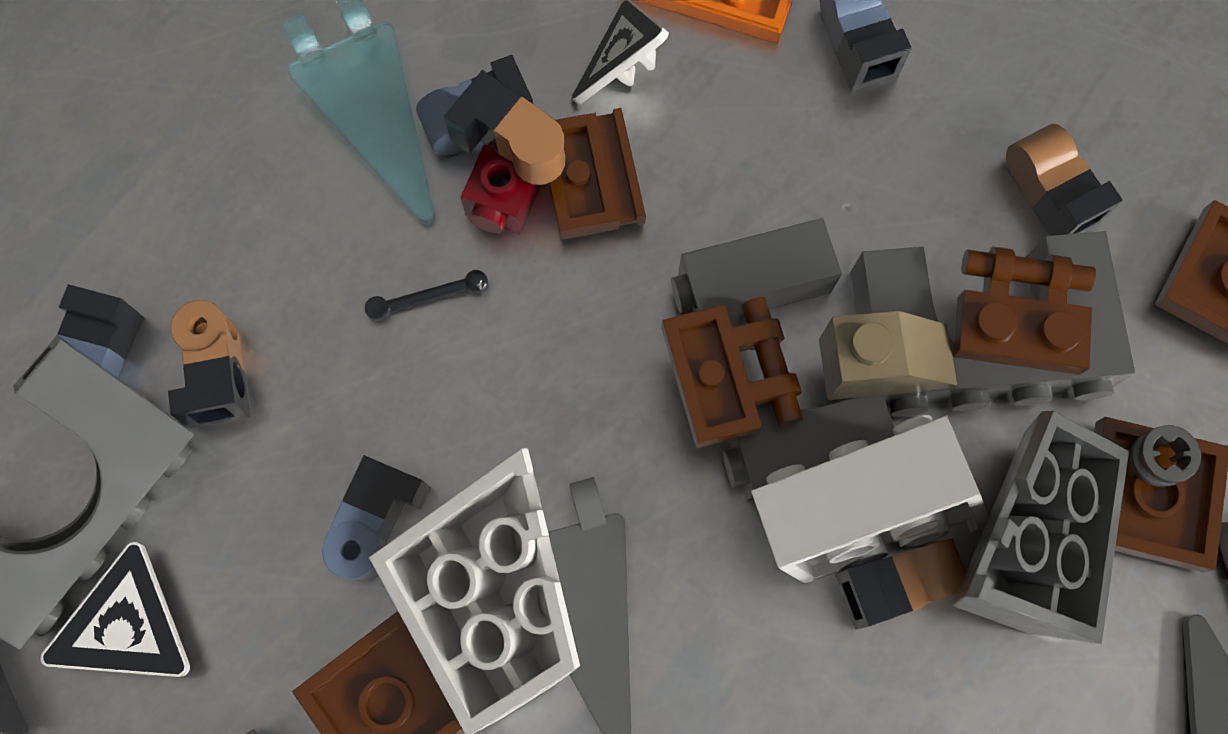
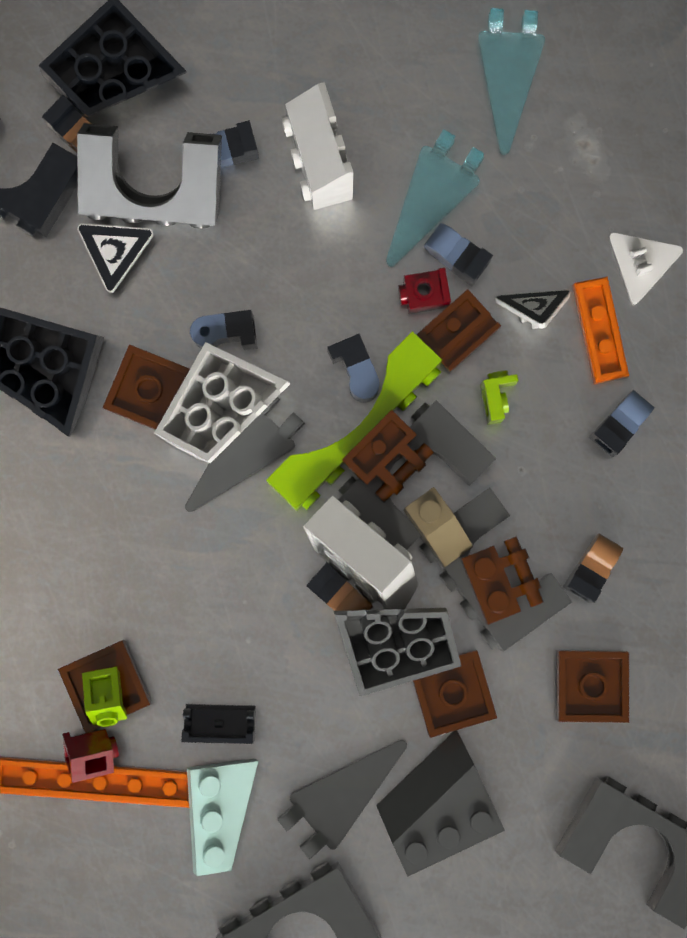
camera: 60 degrees right, 10 degrees up
(185, 201) = (318, 148): none -> white wedge
(211, 366) = (253, 209): leg -> none
(379, 309) = (328, 269): black hinge -> none
(508, 126) = (449, 278): leg -> none
(556, 346) = (358, 365): none -> leg
(606, 282) = (305, 473): none -> lime arch
(719, 179) = (495, 402): none -> lime bracket
(1186, 456) = (461, 692): dark grey bush -> none

